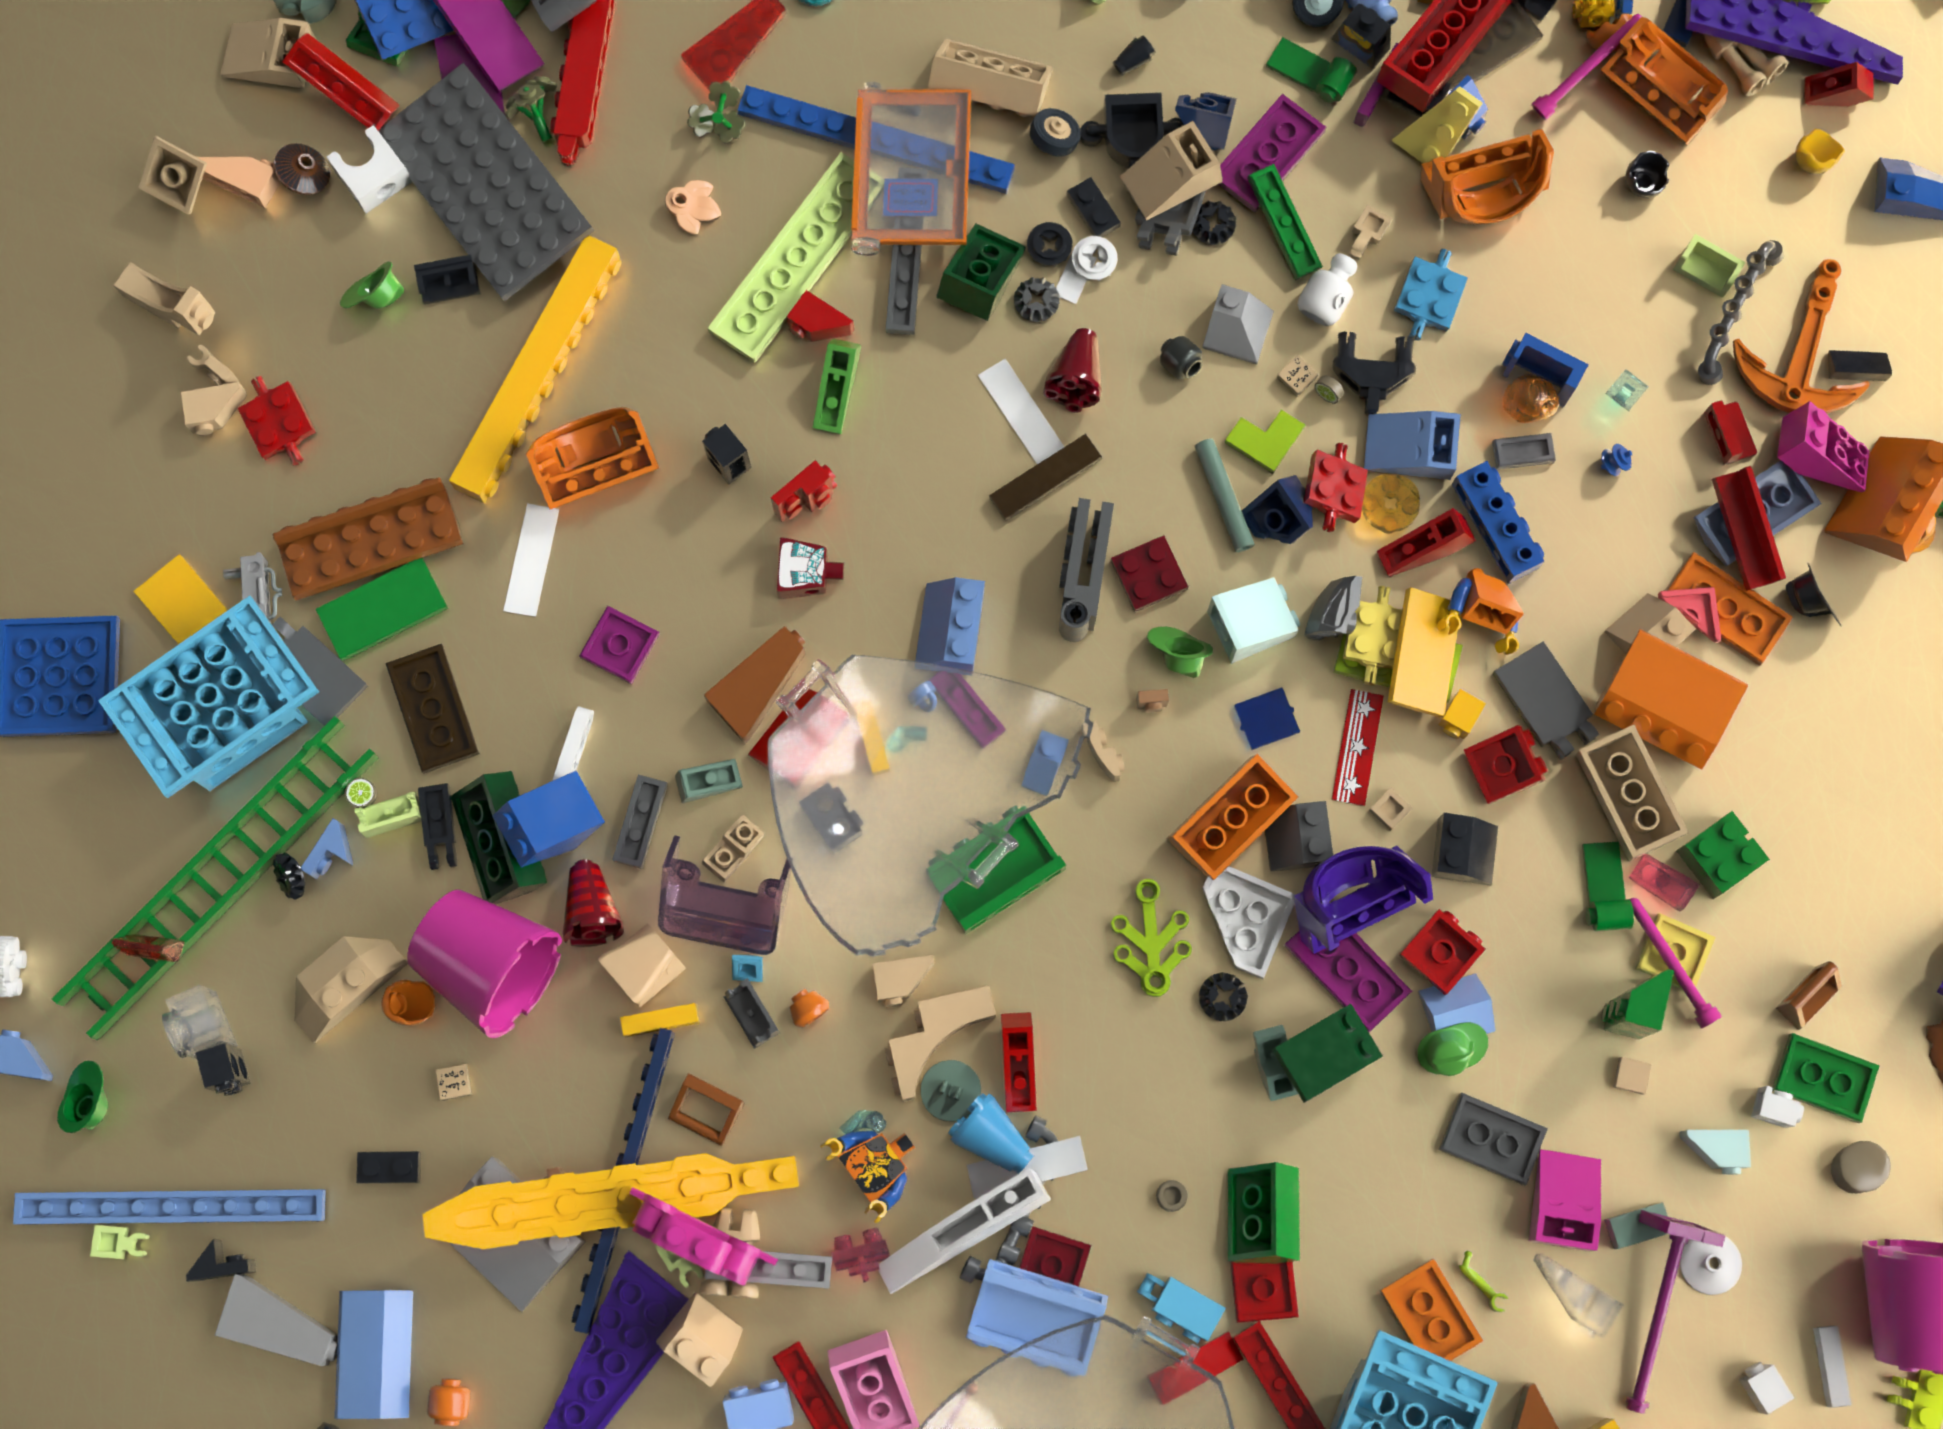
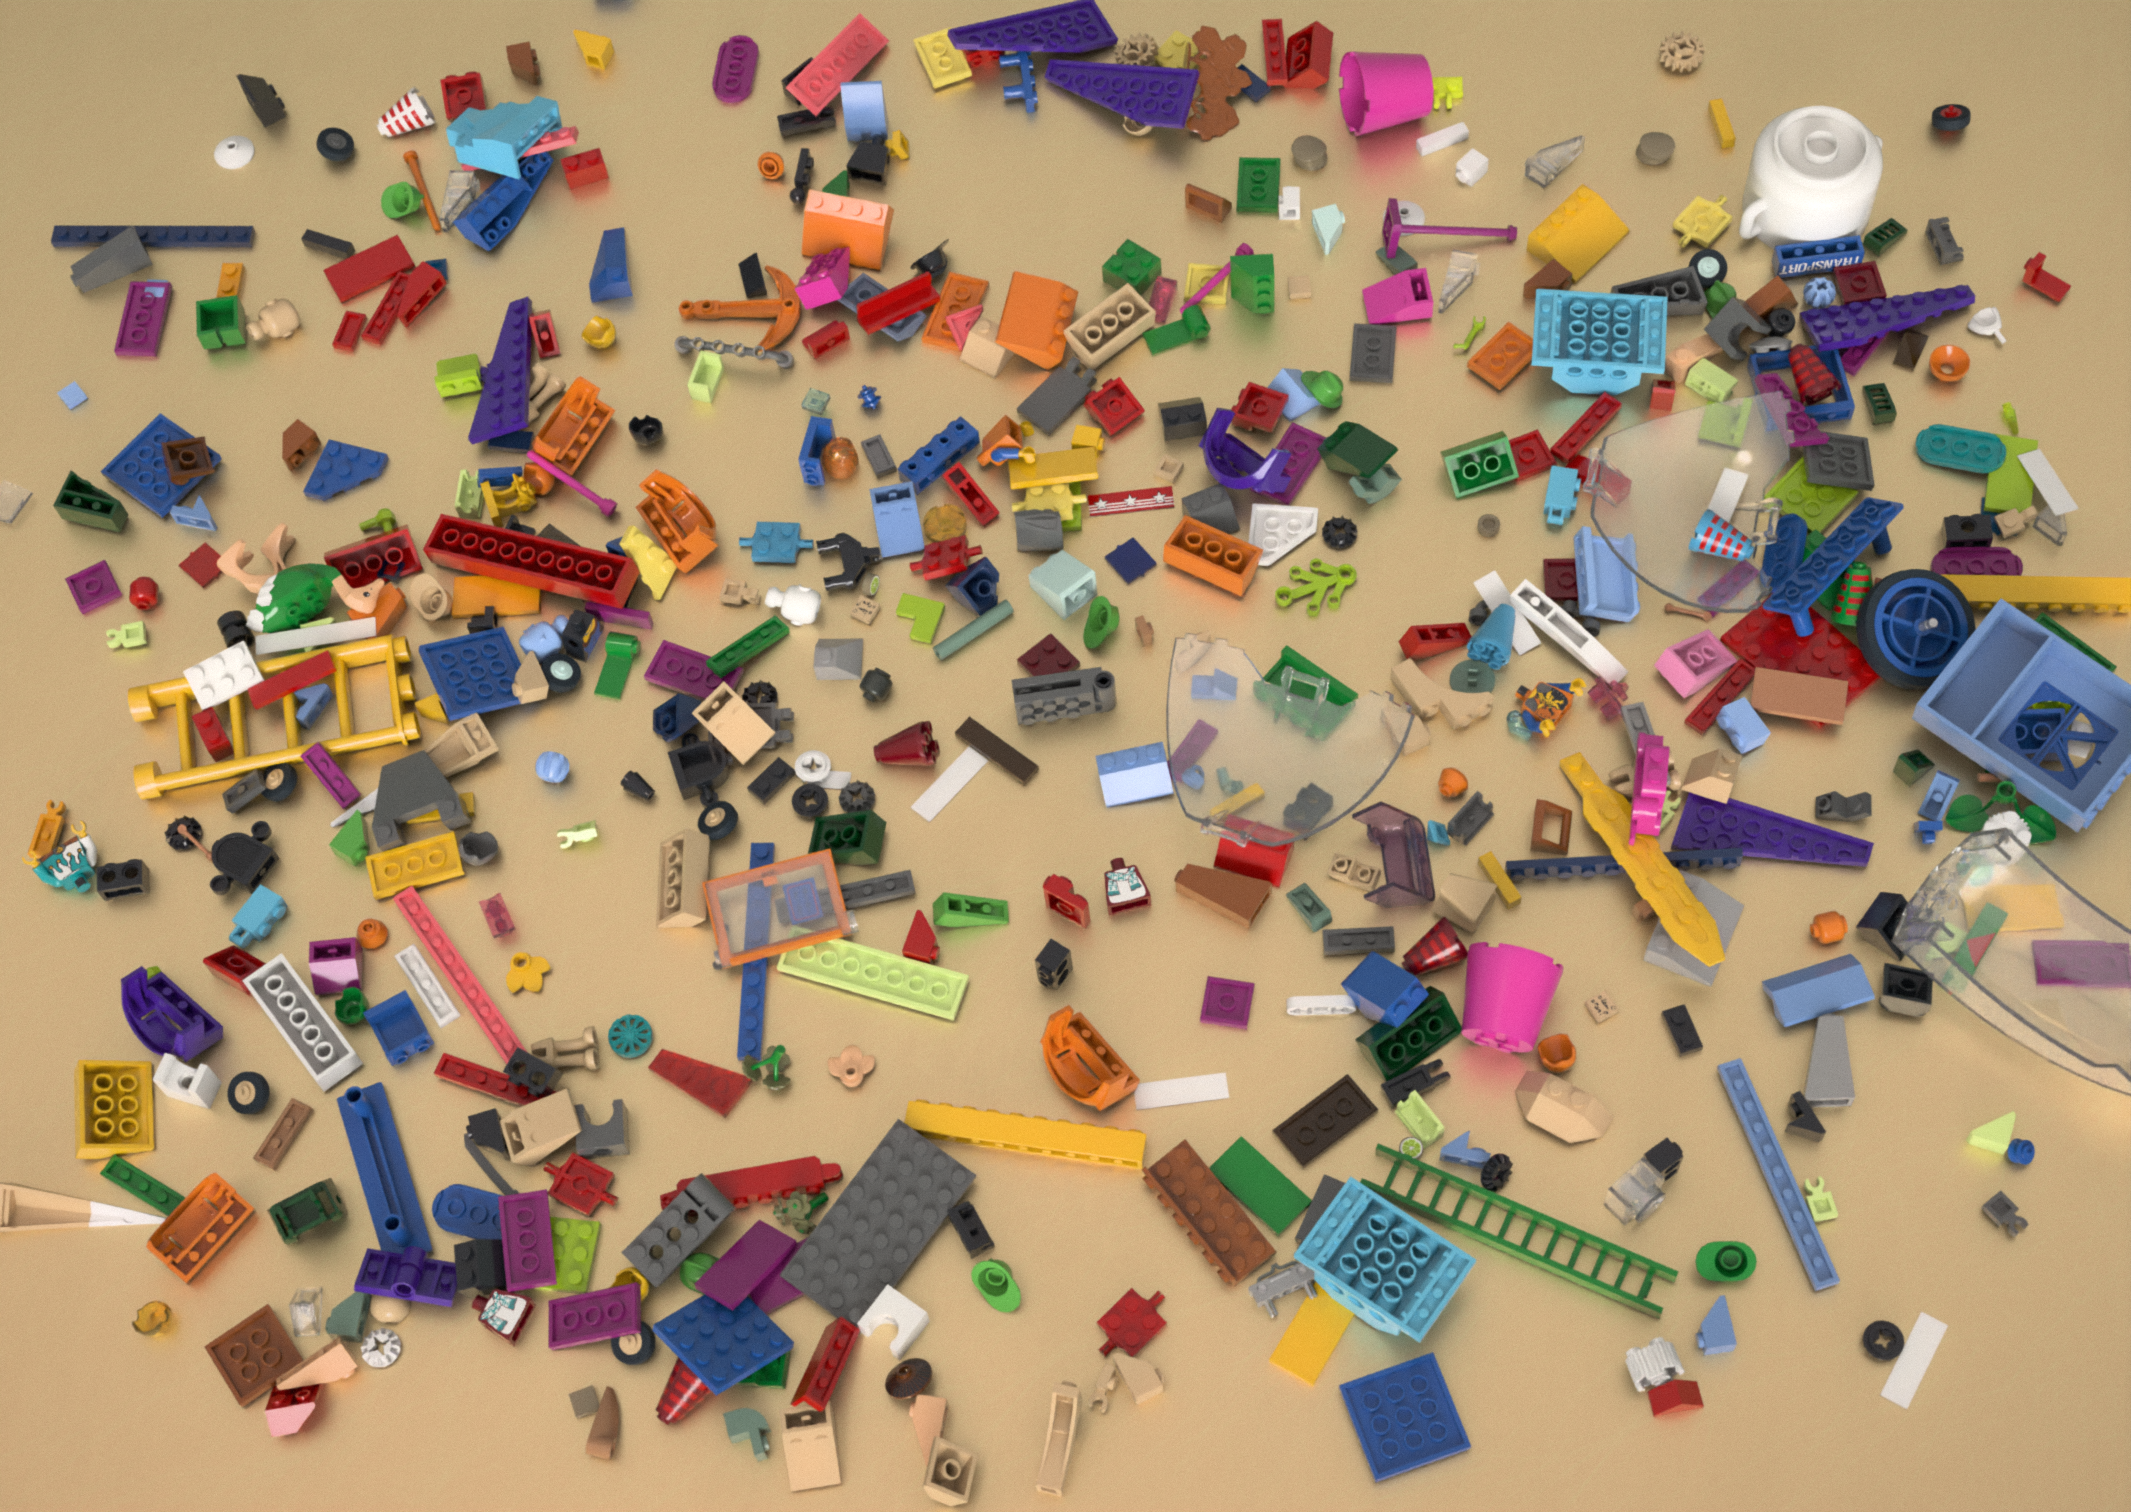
camera: 100 degrees left, 15 degrees down
(150, 947) = (1590, 1250): clear red slope -> none

